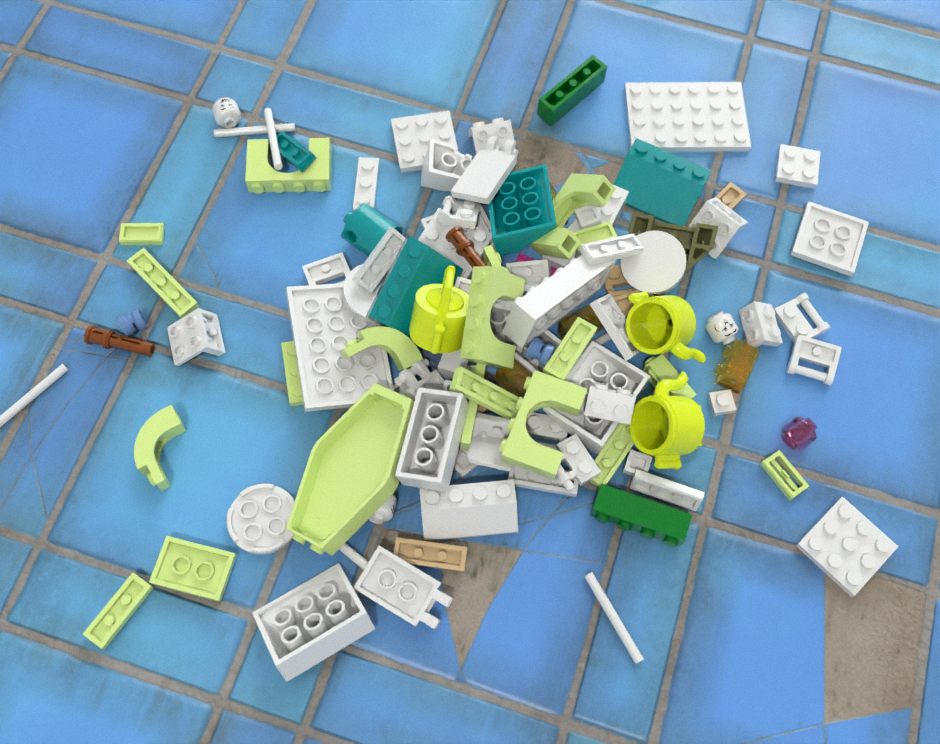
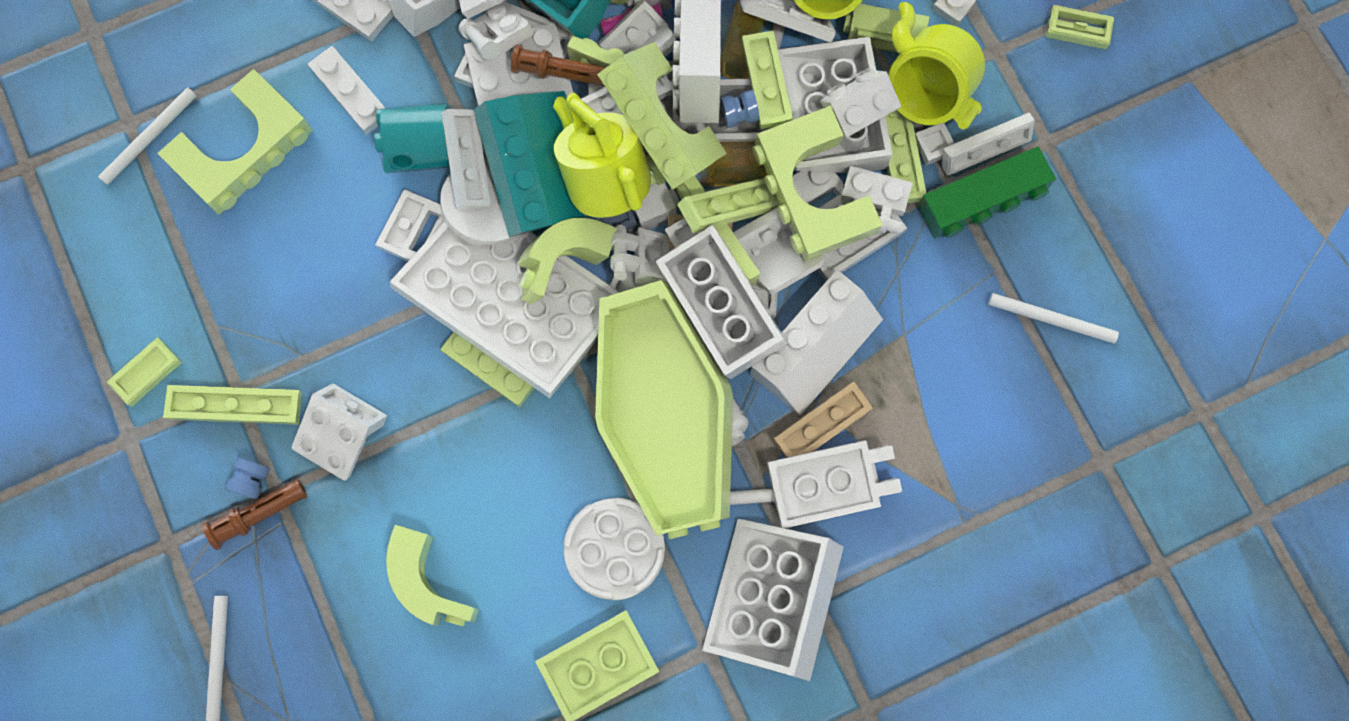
camera: 40 degrees left, 10 degrees up
(226, 112) = (93, 143): white head -> none
(273, 139) = (185, 126): white bar -> none
(294, 152) = (225, 122): teal tile -> none
(847, 546) = (1198, 47): white plate -> none

